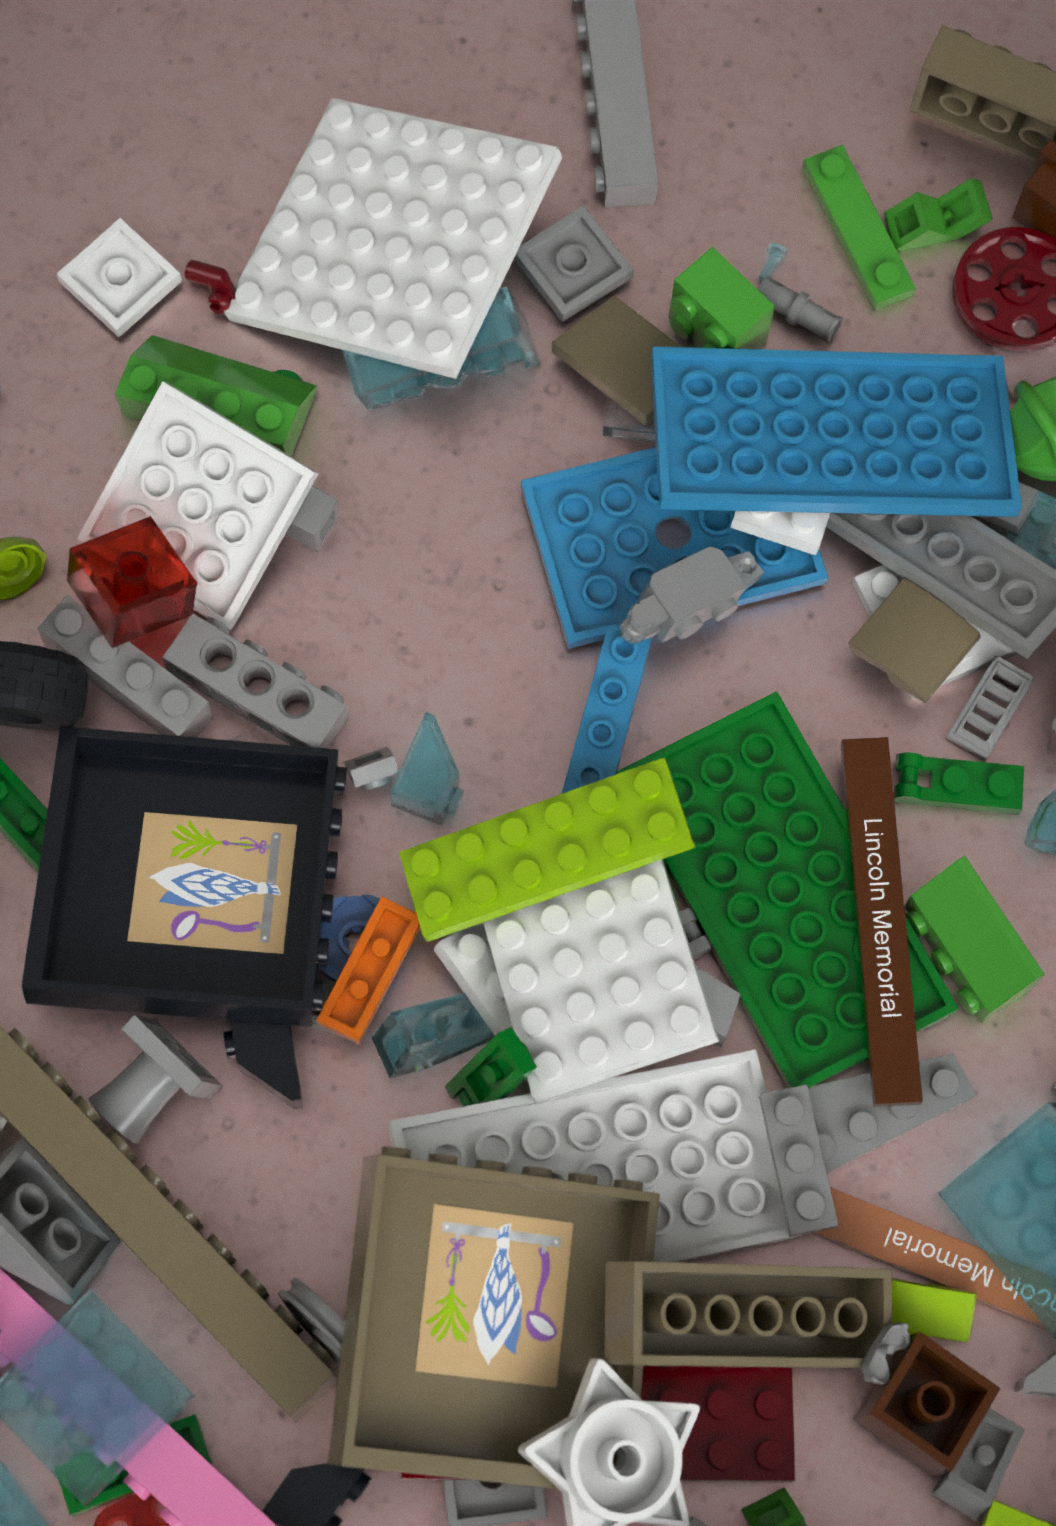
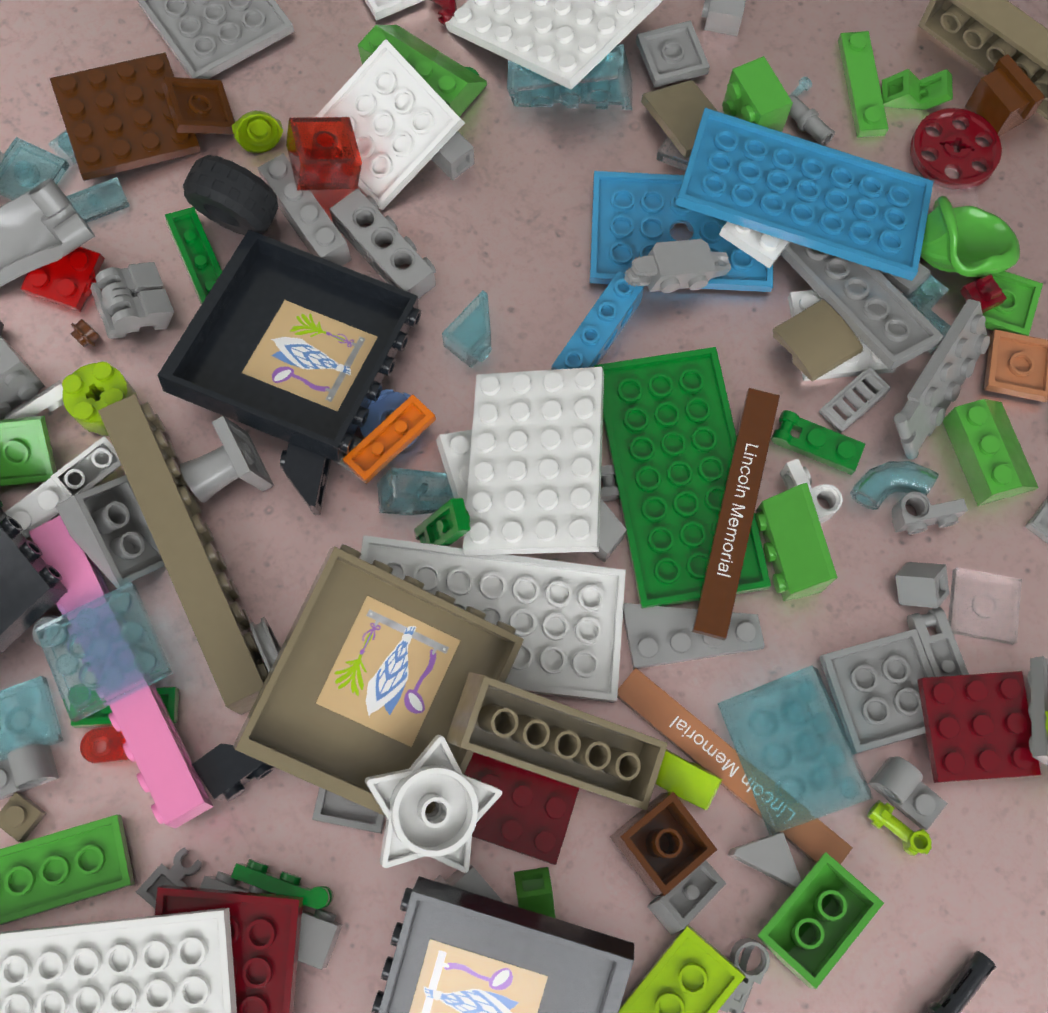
camera: 20 degrees right, 0 degrees up
(372, 768) = (437, 317): light grey plate -> none
(546, 849) = (528, 394): lime plate -> none
(798, 1161) = (629, 651): light grey plate -> none
(890, 1339) = (651, 790): light grey piece -> none
(949, 845) = (794, 475): none -> white plate

